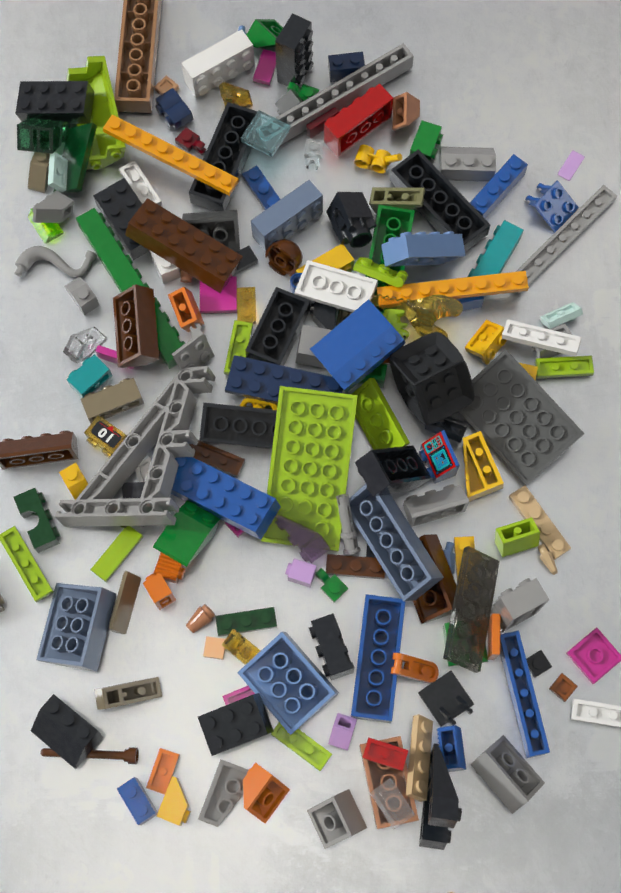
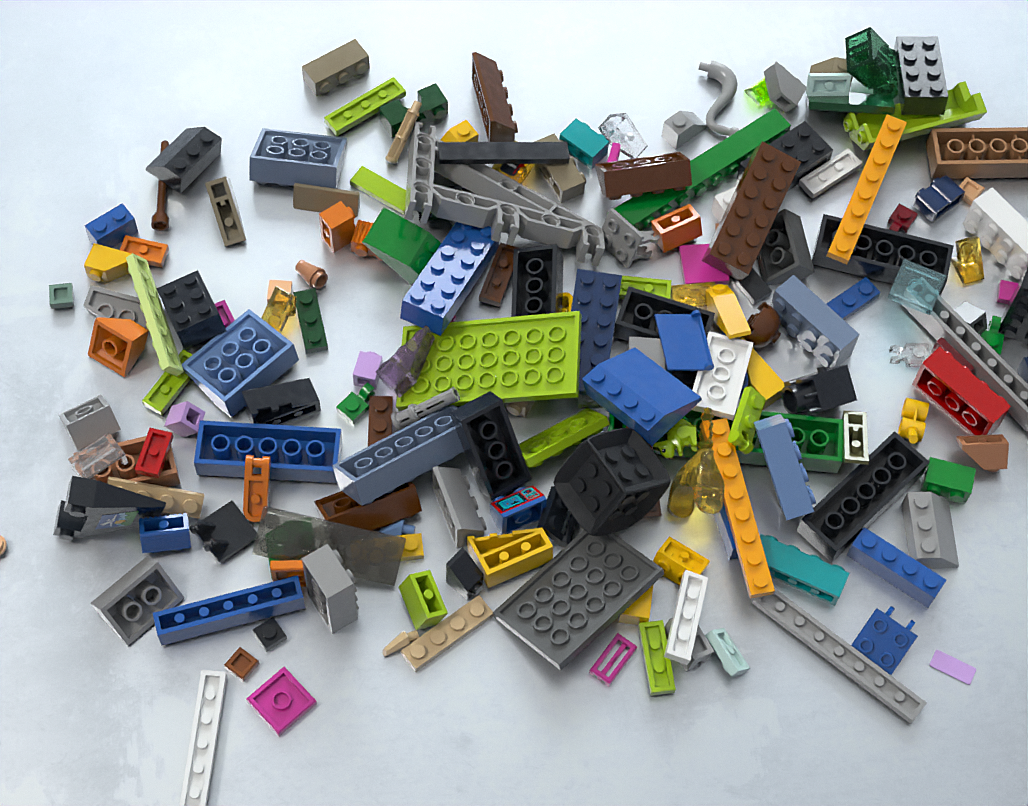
camera: 80 degrees right, 10 degrees down
(62, 528) = (403, 133): none -> tan piece
(102, 441) = (503, 153): none -> black tile
(203, 848) = (61, 295): none -> sand green plate
(238, 757) = (154, 315): none -> yellowish green plate
(265, 280) = (727, 311): none -> yellow slope
(305, 311) = (684, 342): none -> blue piece
(496, 504) = (464, 574): none -> black slope
(569, 395) = (601, 675): none -> dark pink tile

